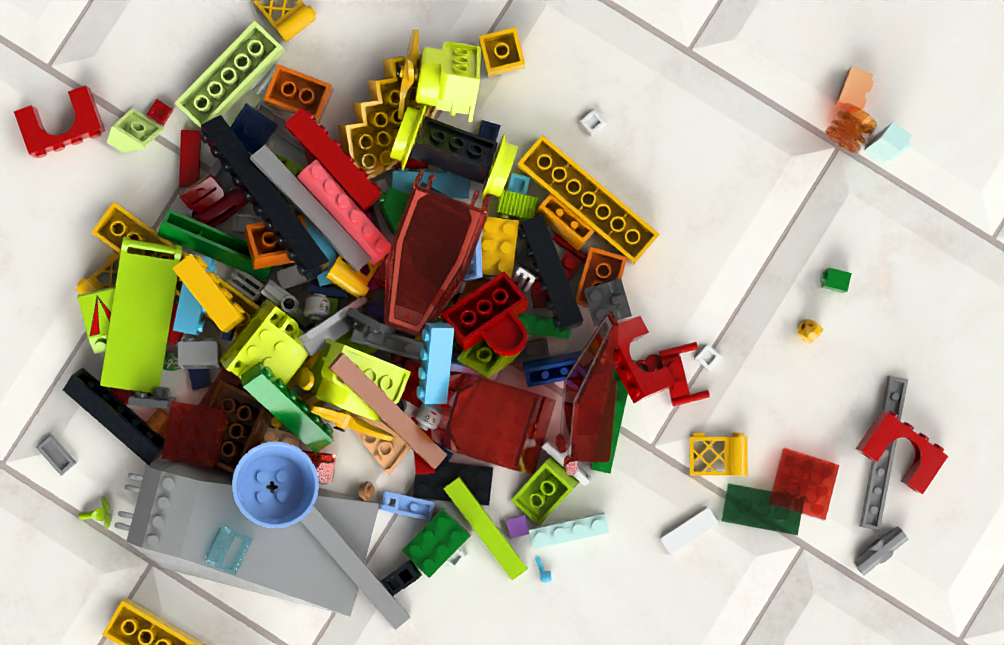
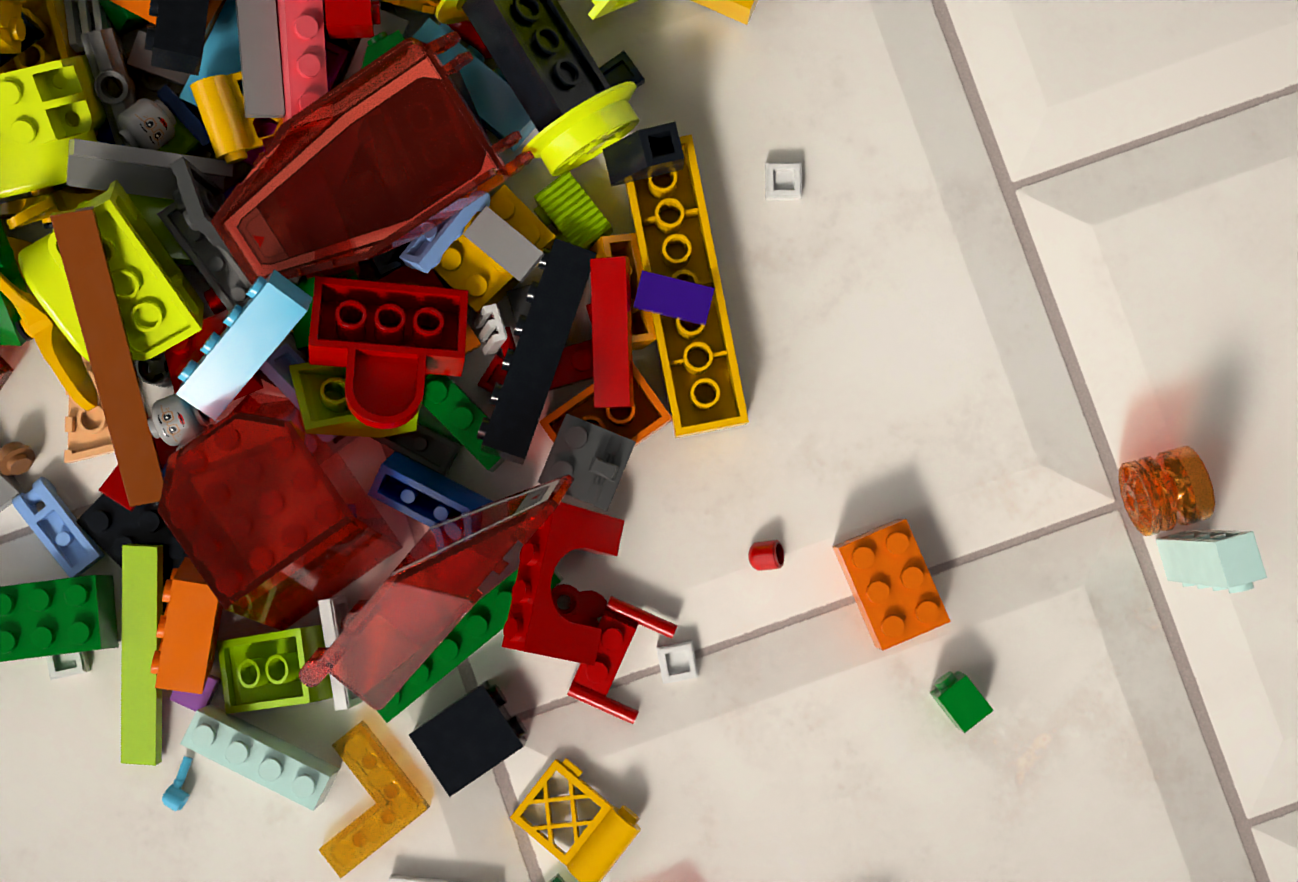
camera: 35 degrees right, 0 degrees up
(499, 496) = (187, 632): none -> orange brick
(502, 240) = (503, 244): none -> light grey tile
(518, 184) = (598, 186): medium azure plate -> none
(532, 159) = (644, 154): none -> black slope
(576, 241) = (612, 332): none -> red tile
(589, 207) = (673, 298): none -> dark purple tile
(639, 509) = (394, 794): none -> clear yellow plate
(647, 454) = (469, 737): none -> black brick
(709, 284) = (766, 555): none -> red piece
(769, 254) = (891, 584): none -> orange brick
(809, 330) = (860, 745): yellow rock -> none
(855, 88) = (1218, 434): light nougat brick -> none

